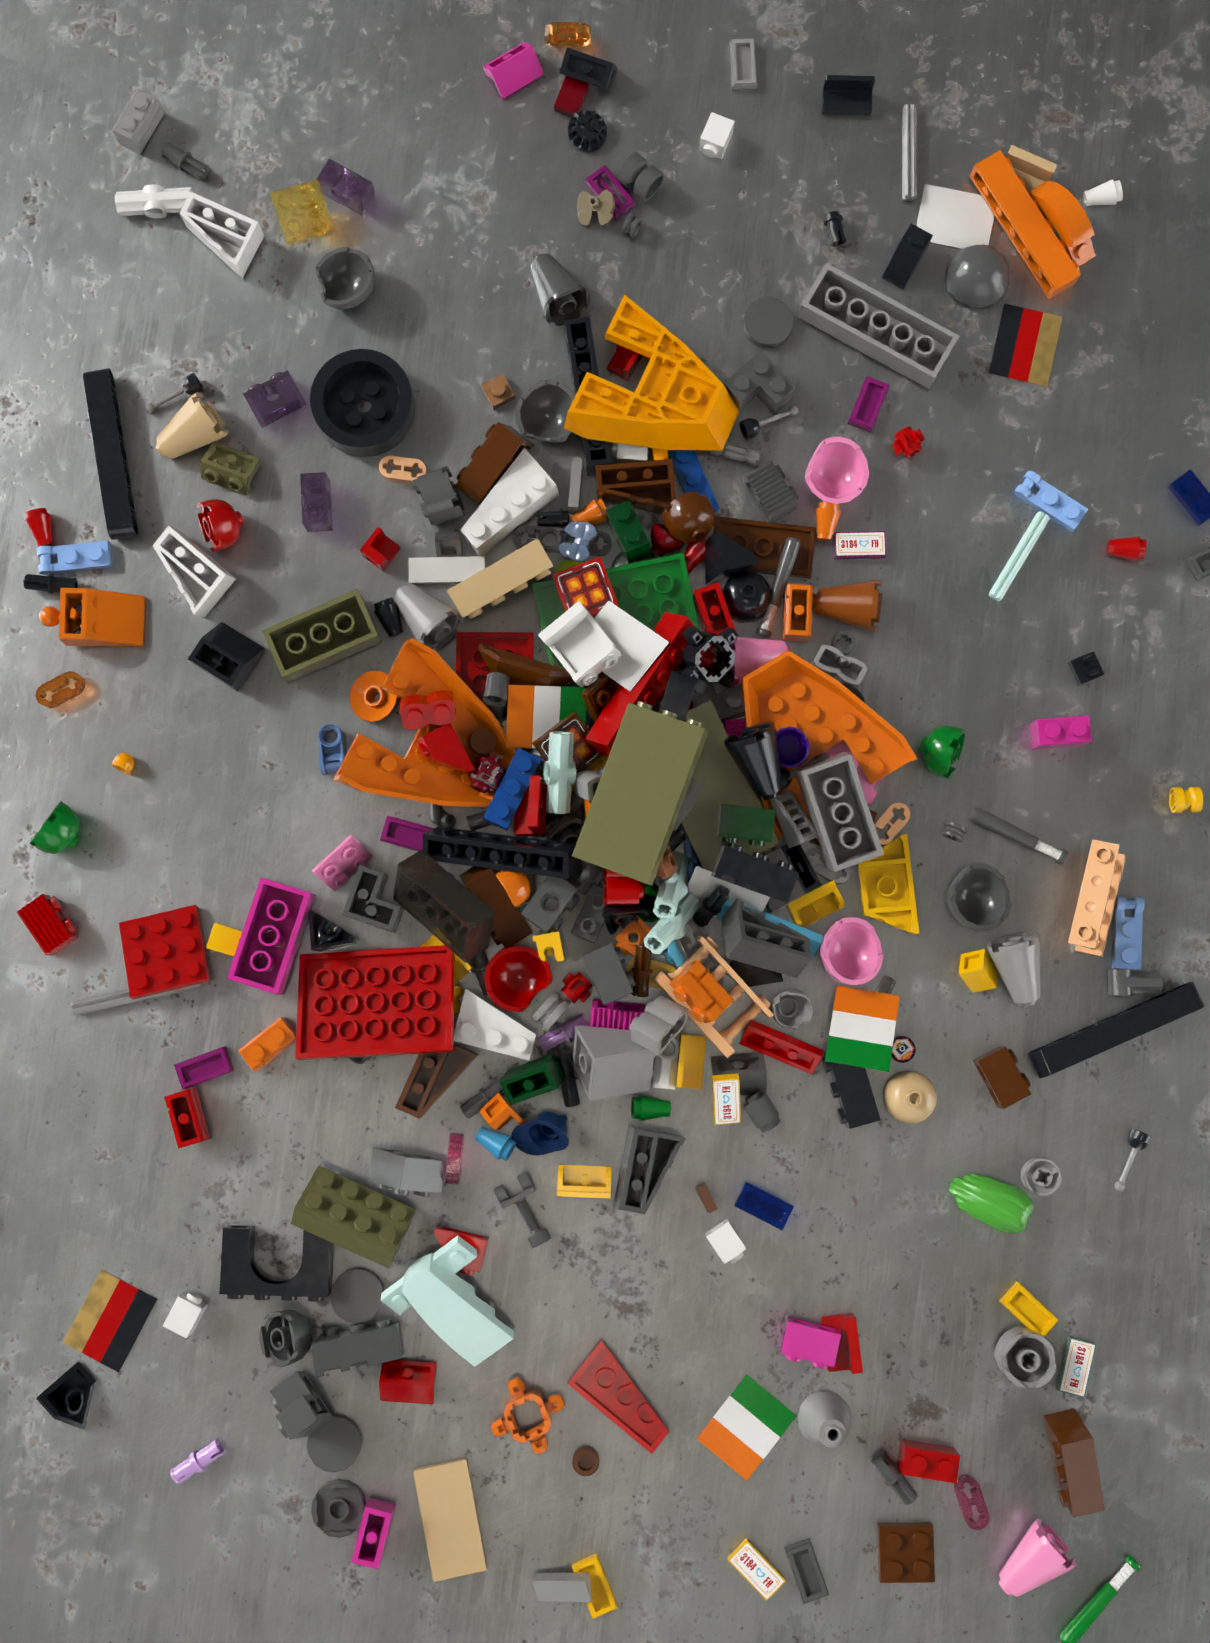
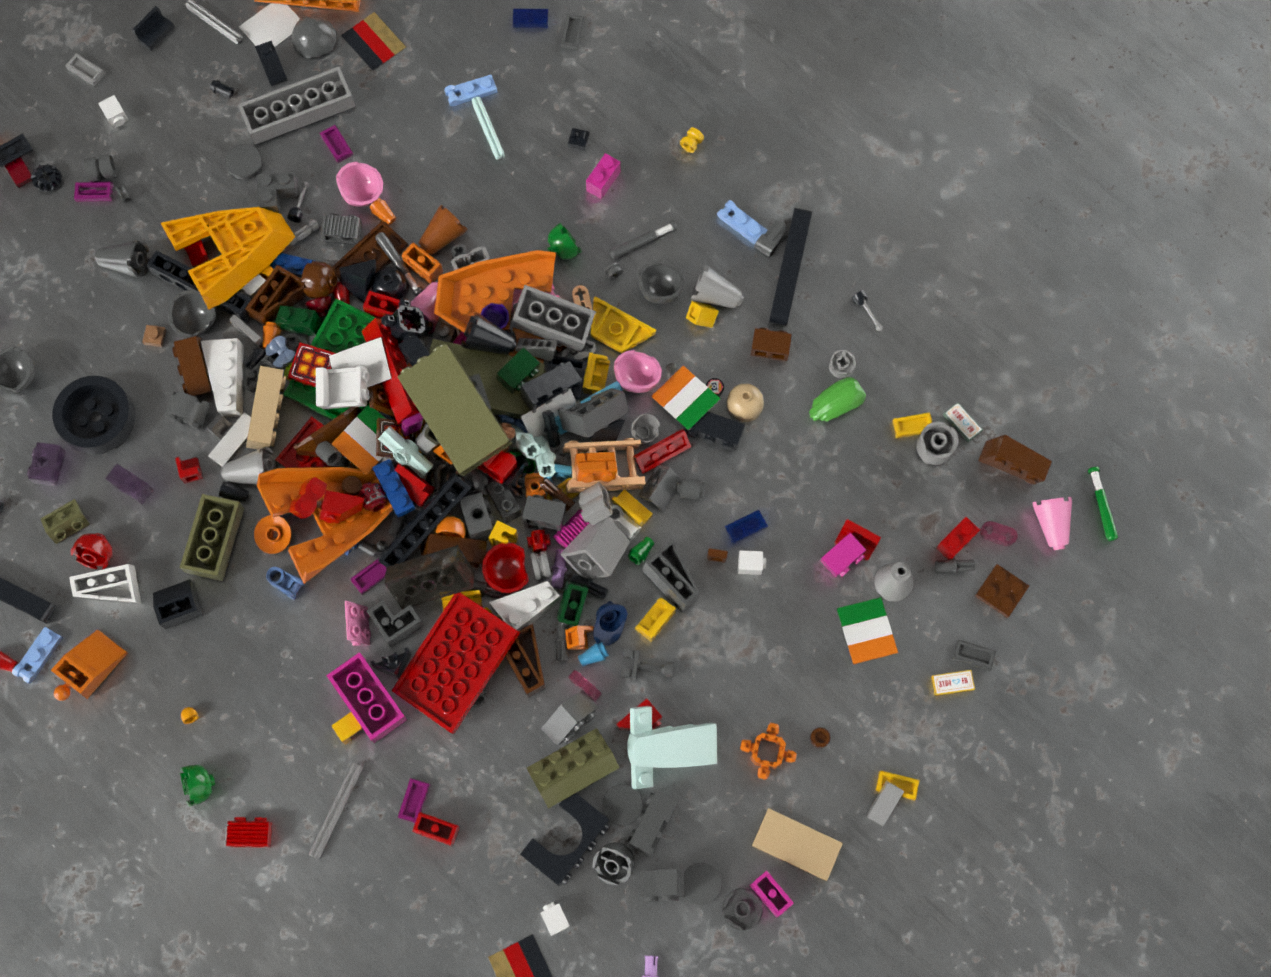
camera: 55 degrees left, 10 degrees down
(48, 583) = (40, 681): black axle -> none
(58, 684) = (115, 723): clear orange beam -> none
(164, 952) = (324, 772): red plate -> none
(191, 428) = (21, 525): tan cone -> none
(269, 1044) = (430, 747): orange brick -> none
(404, 464) = (153, 422): light nougat beam -> none
(407, 1381) = (697, 810): red panel -> none
(592, 756) = (411, 424): none -> magenta tile
(602, 204) = (97, 198): dark tan piece -> none
(613, 1393) = (788, 692): red wing -> none
(726, 1099) = (668, 502): tile -> none
(859, 545) = (411, 205): tile -> none
(908, 442) = (375, 137): red gear -> none
(1097, 898) = (709, 220): light nougat fence -> none
(1127, 548) = (530, 69): red cone -> none

